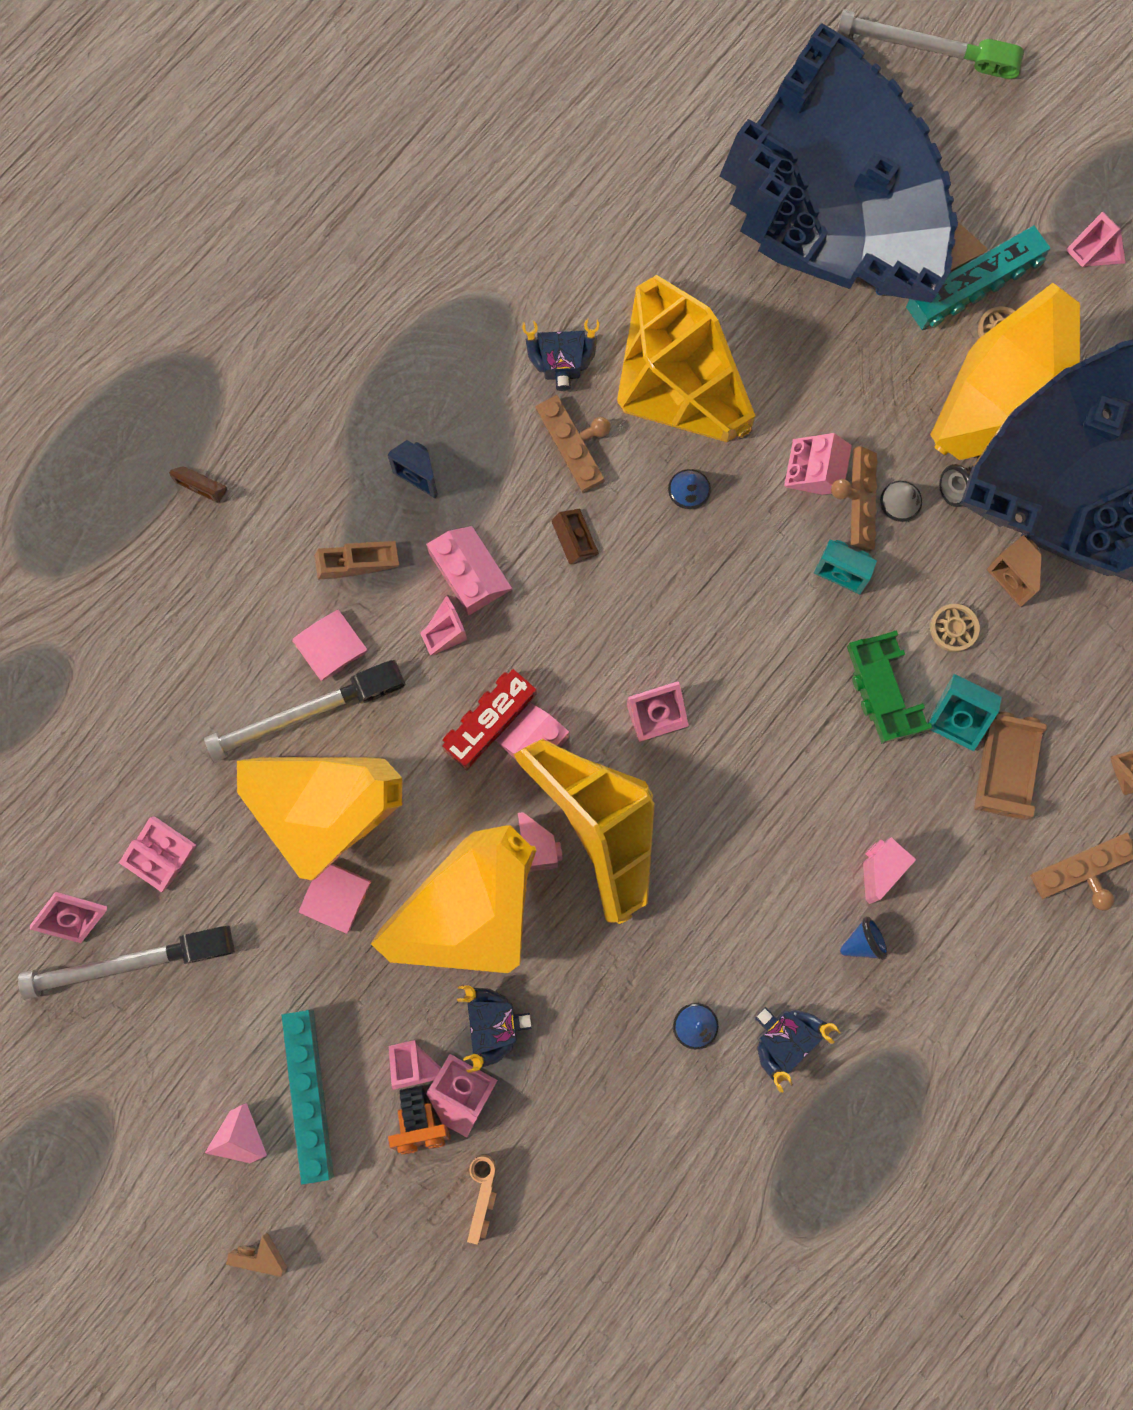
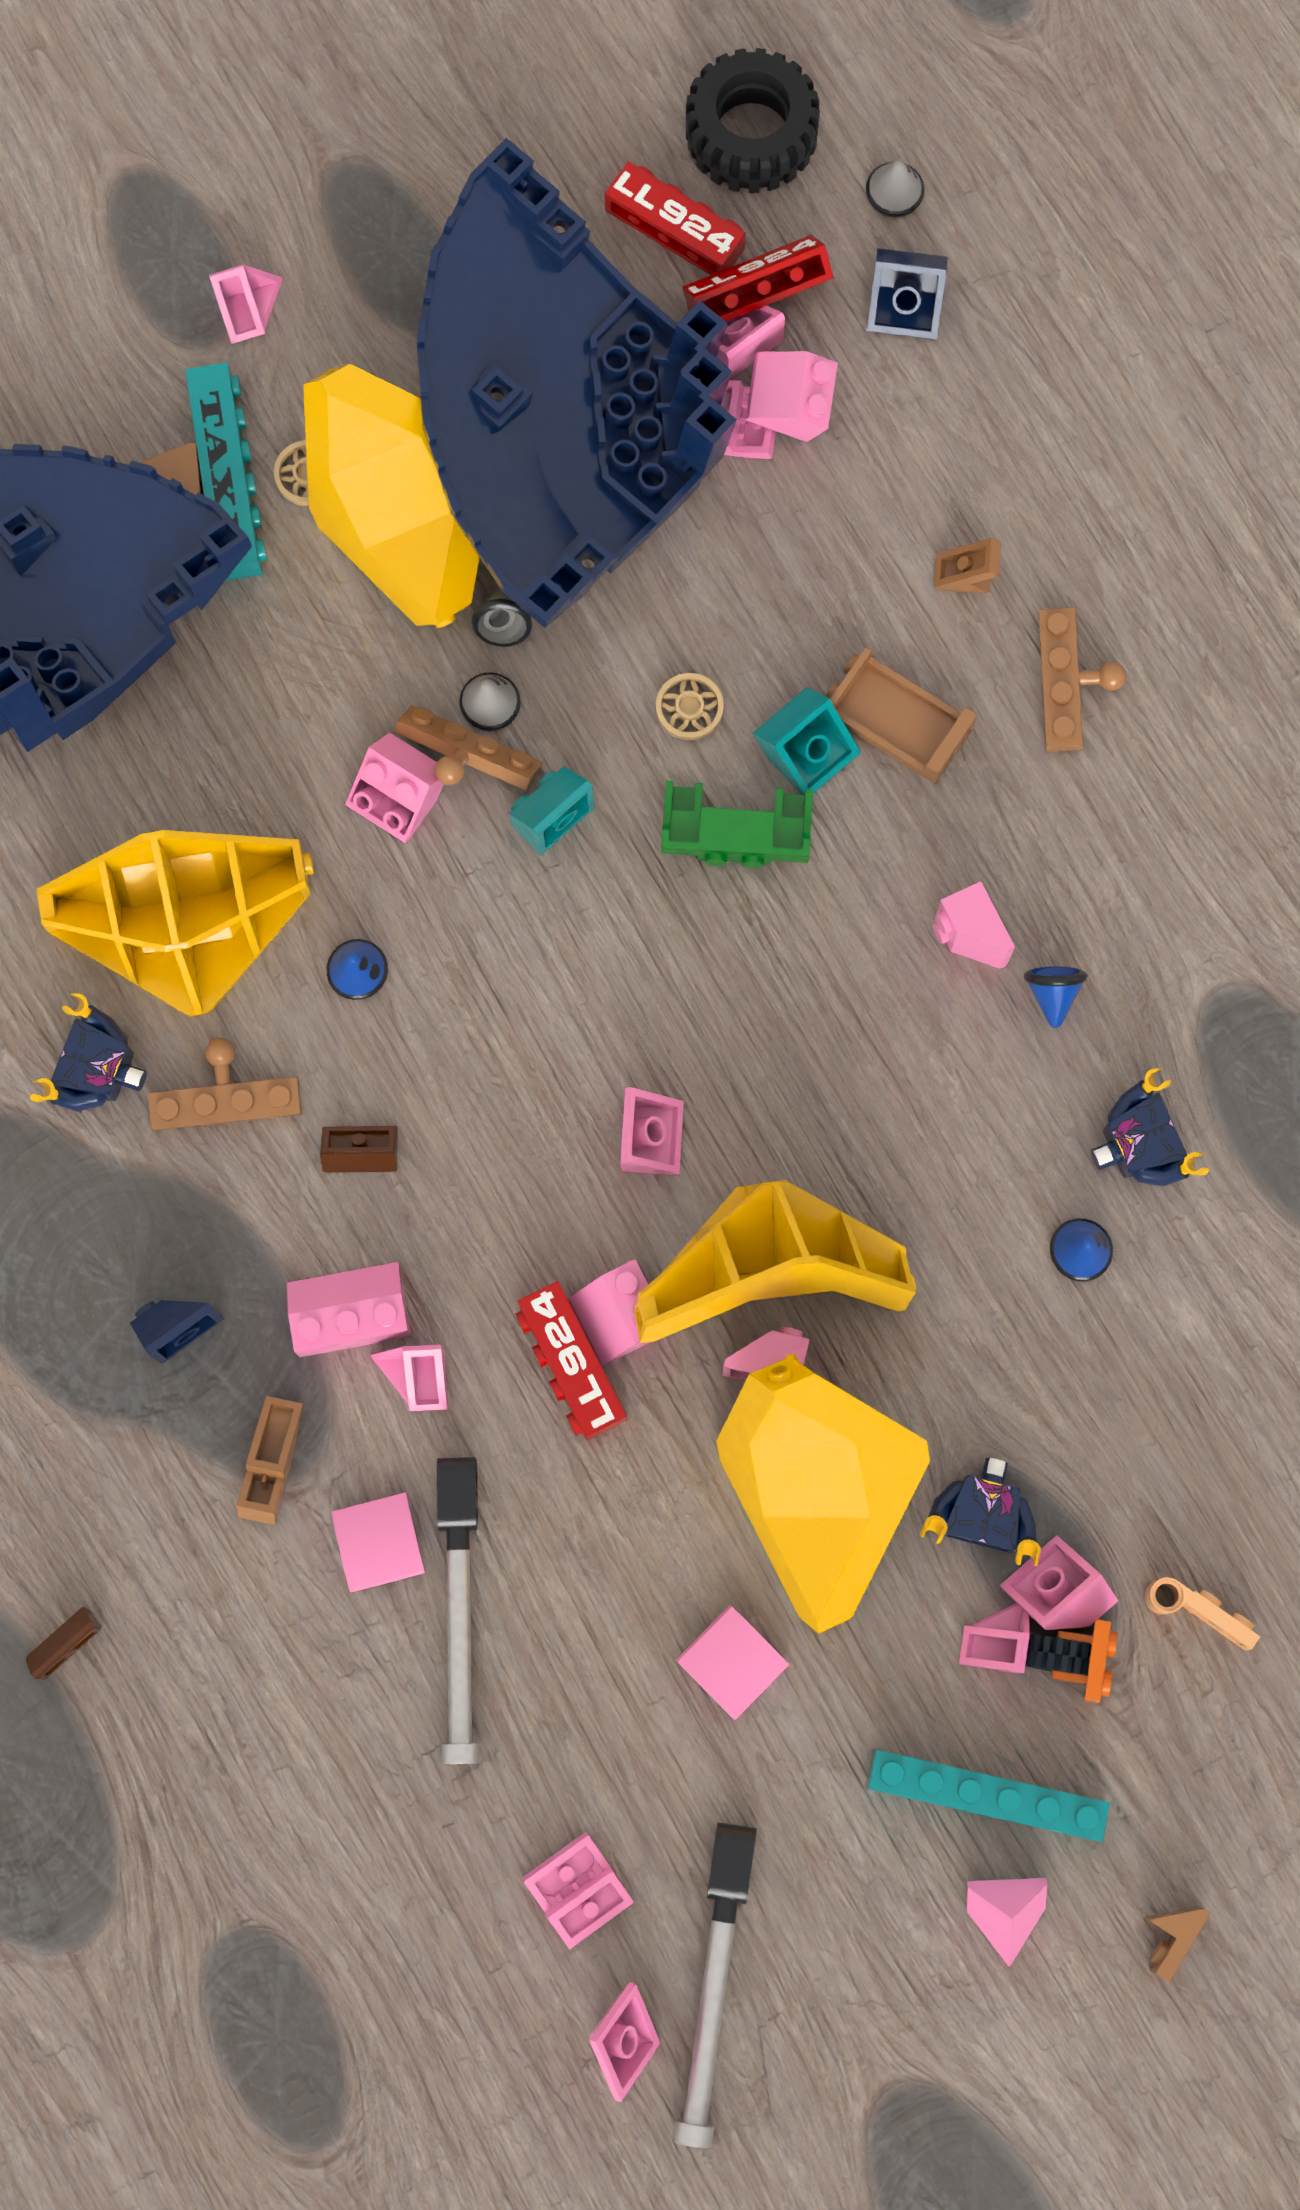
camera: 65 degrees left, 0 degrees up
(318, 804) = (605, 1628): yellow panel -> none
(1018, 570) = (650, 593): medium nougat slope -> none

